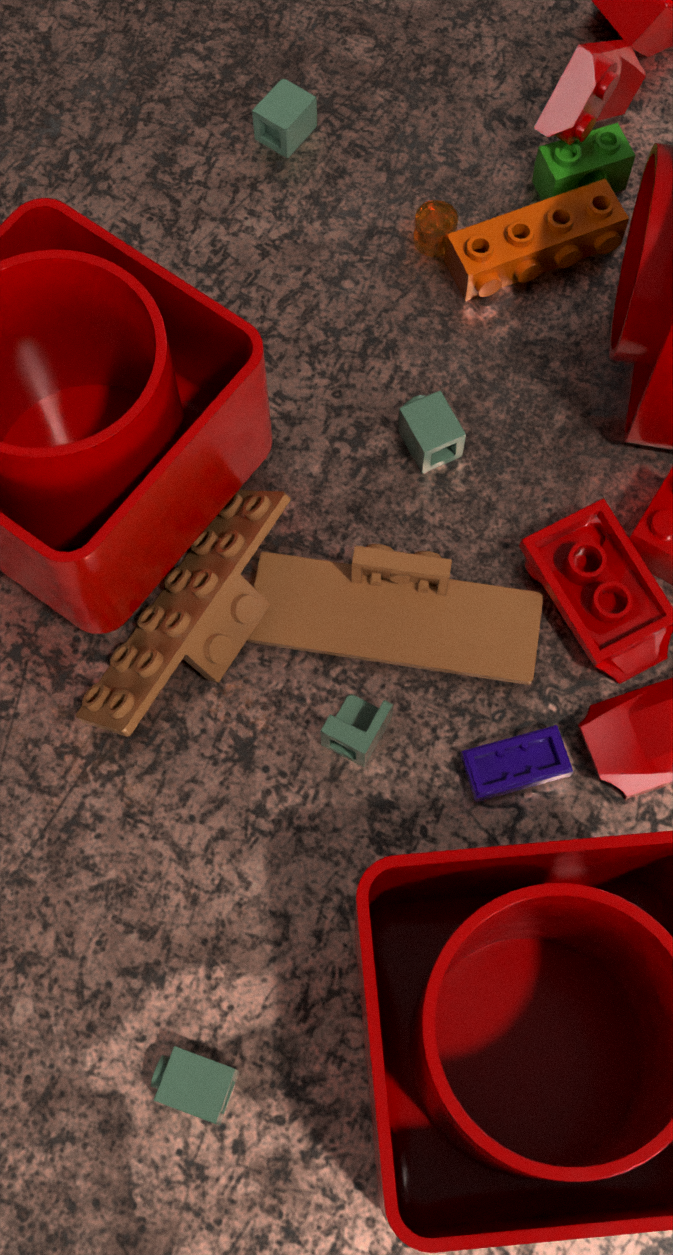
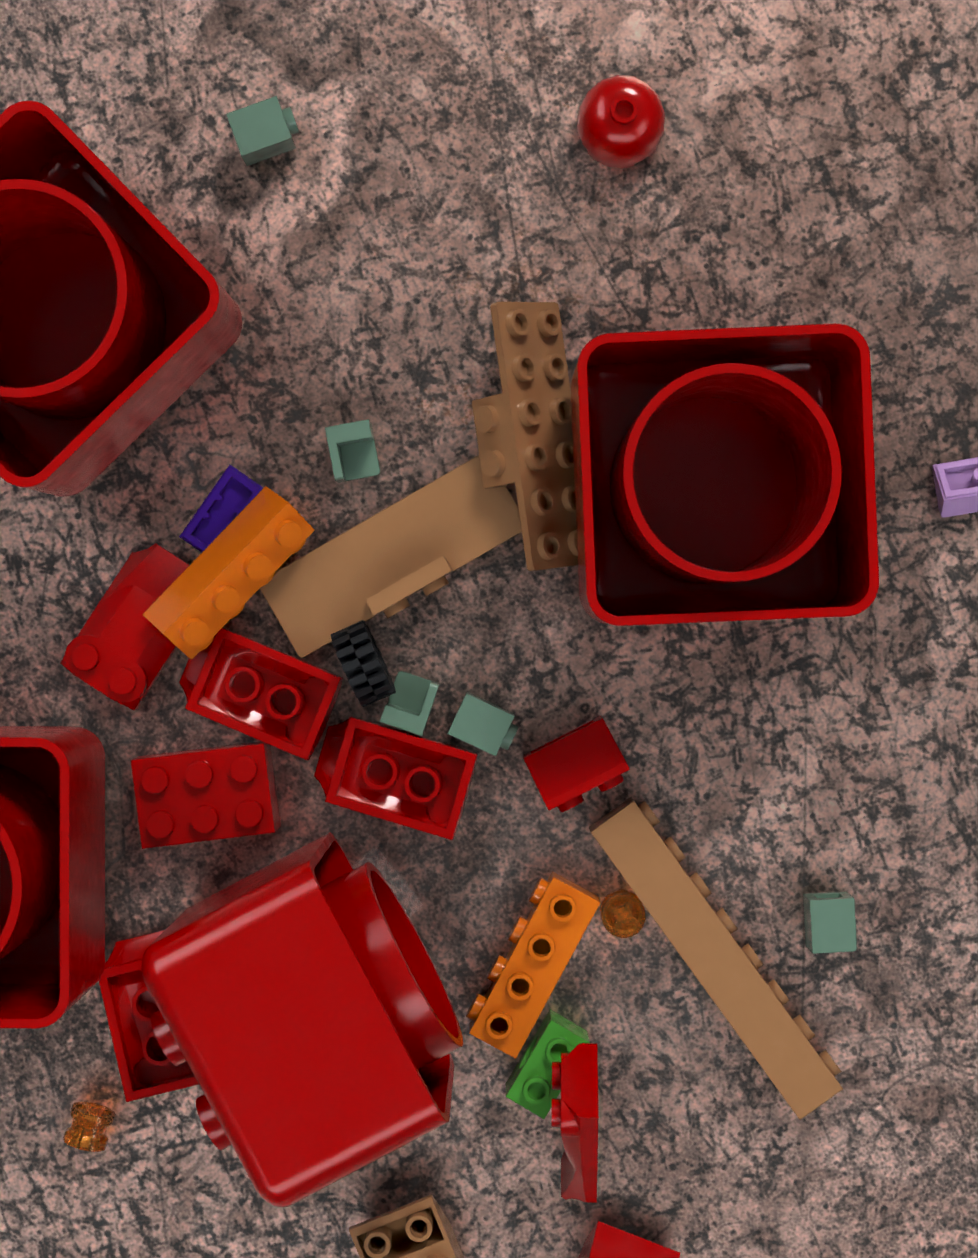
camera: 140 degrees right, 20 degrees up
(379, 339) = (576, 764): none -> red slope
(389, 159) = (716, 958): none -> medium nougat brick
(477, 489) = (411, 703): none -> sand green panel
(492, 539) = (363, 663): none -> black tyre
(536, 440) = (396, 776): none -> red slope
(554, 696) = (229, 572): none -> orange brick

